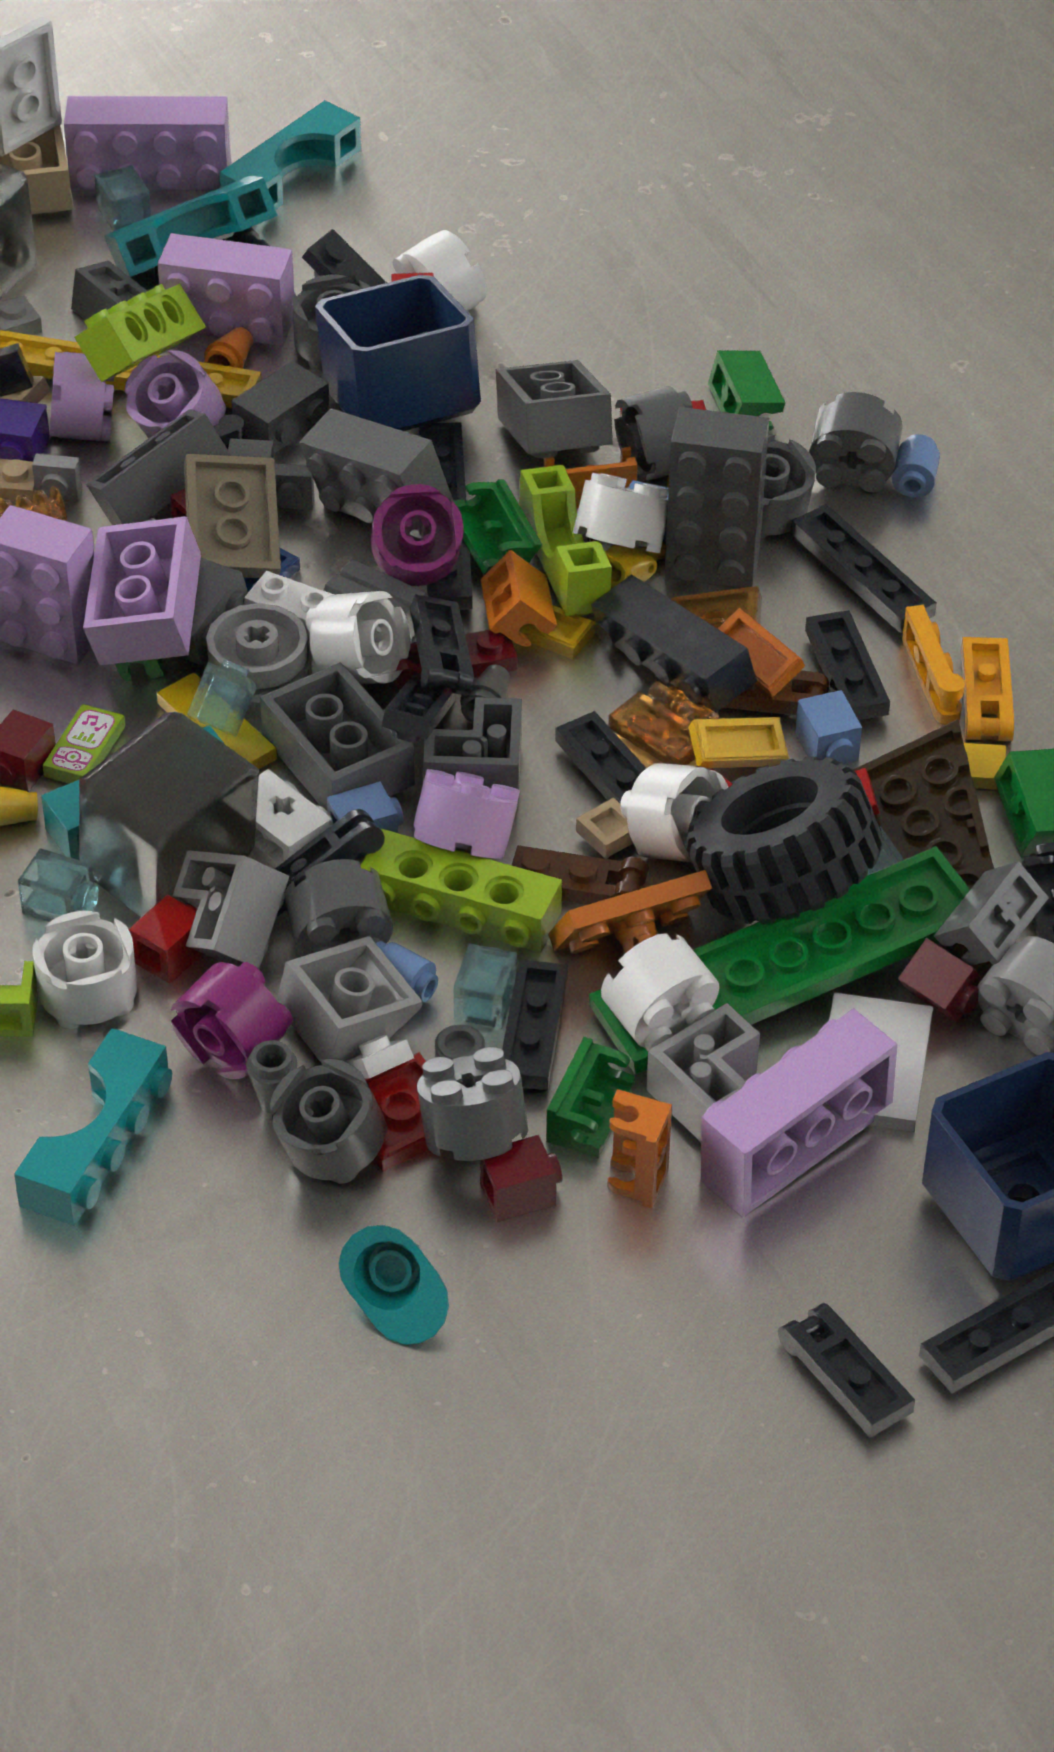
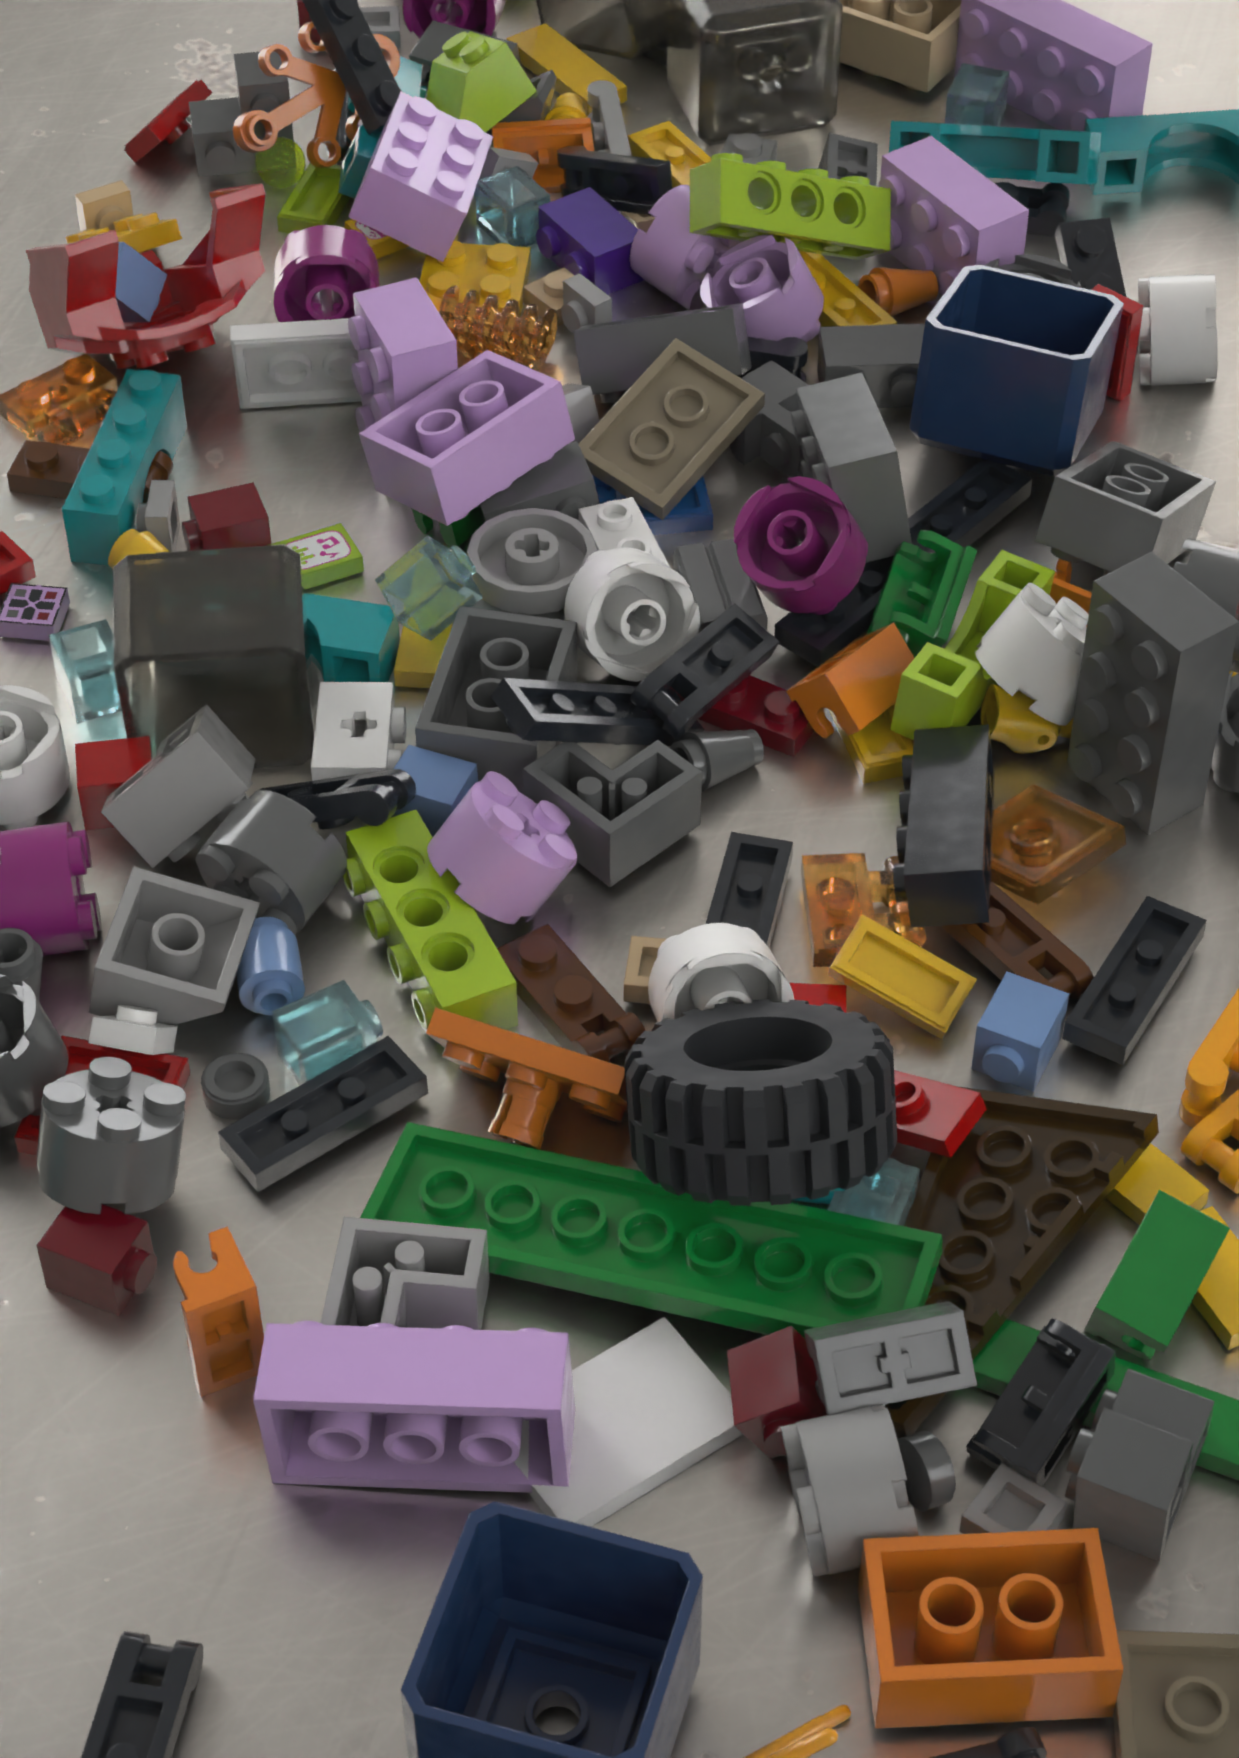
camera: 45 degrees right, 0 degrees up
(584, 1099) = (277, 1221): green hinge -> none
(660, 989) = (428, 1159): white brick -> none
(771, 659) = (1024, 892): orange tile -> none

